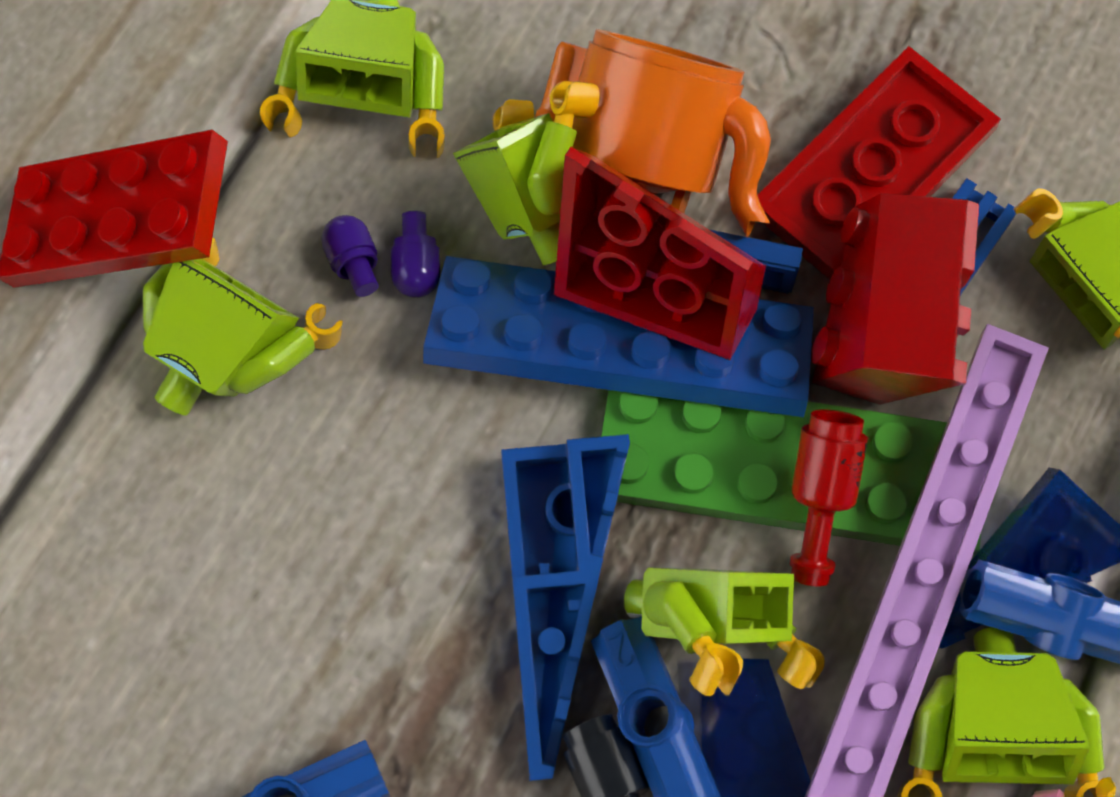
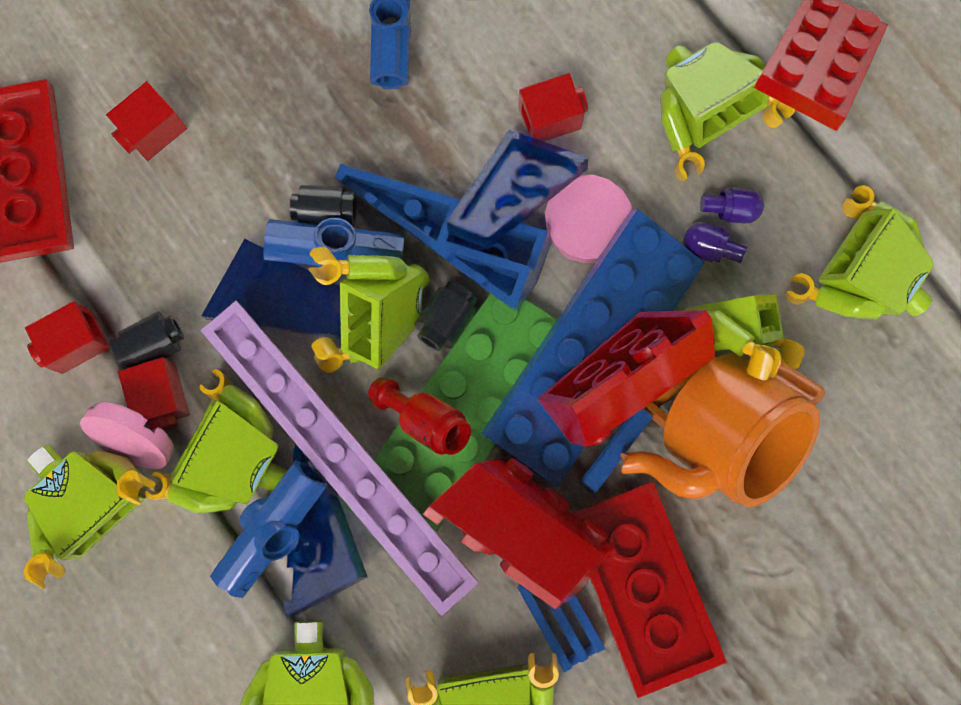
camera: 120 degrees right, 10 degrees up
(321, 526) = (552, 108): none -> red brick
(450, 423) = (585, 217): none -> bright pink tile
(460, 522) = (512, 186): none -> clear blue wing
(674, 532) = (446, 316): none -> black brick

